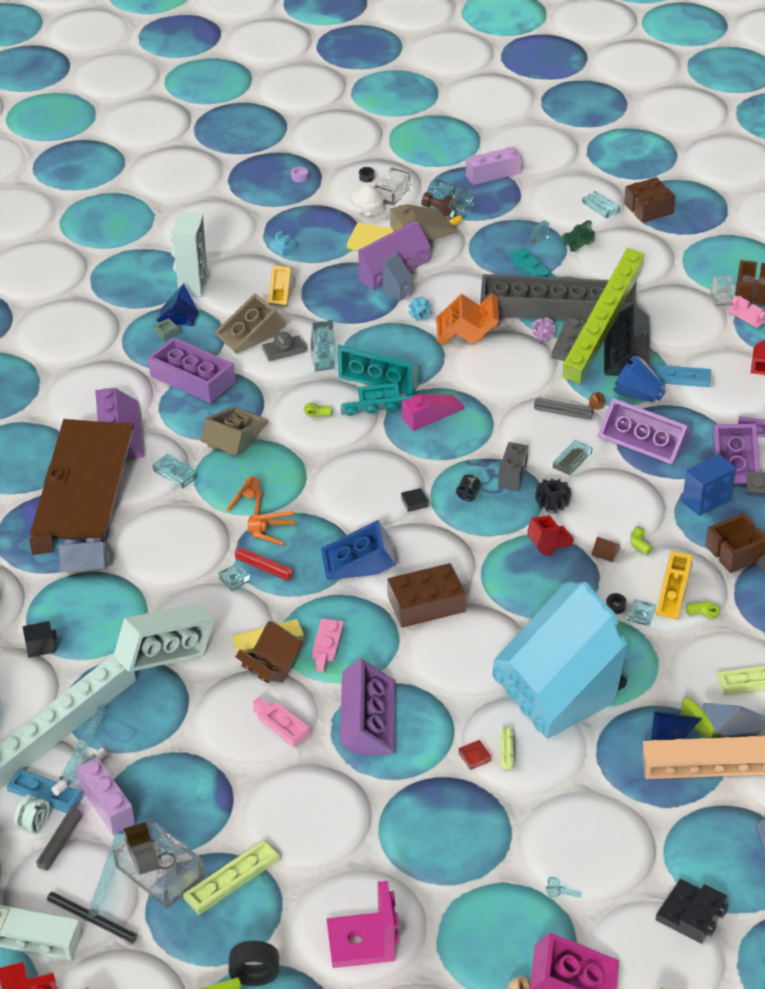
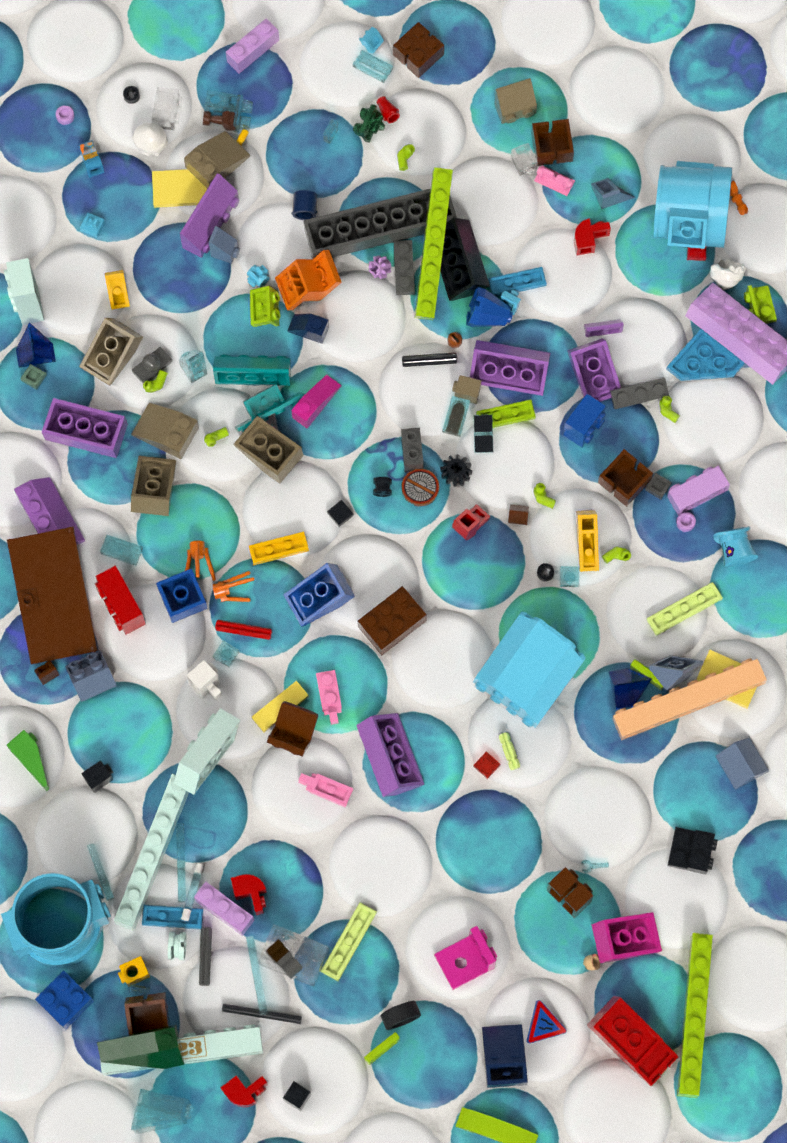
camera: 20 degrees left, 30 degrees up
(143, 785) = (250, 886): none -> red brick
(148, 500) = (119, 600): none -> red brick
(197, 582) = (204, 680): none -> white brick
(213, 514) = (181, 595): none -> blue brick
(273, 395) = (166, 429): none -> dark tan slope
(282, 361) = (157, 384): none -> lime arm
(306, 201) = (91, 158): none -> dark azure leg
(335, 508) = (278, 548): none -> yellow plate
(366, 429) = (269, 449): none -> dark tan slope
(416, 331) = (264, 306): none -> lime bracket
(454, 356) = (309, 327): none -> dark blue slope
(490, 265) = (304, 205): none -> dark blue piece
(509, 501) = (420, 487): none -> tile
(520, 894) = (563, 884): none -> reddish brown piece
(529, 264) = (343, 183): teal plate -> none
(594, 435) = (467, 388): none -> dark tan brick
(595, 473) = (483, 433): none -> black tile
(602, 233) = (388, 110): none -> red cone
(604, 265) = (403, 155): none -> lime arm
(607, 185) = (371, 40): none -> medium azure tile
(626, 469) = (510, 413): none -> lime tile
(670, 383) = (511, 300): none -> medium azure tile
(729, 246) = (515, 101): none -> dark tan slope

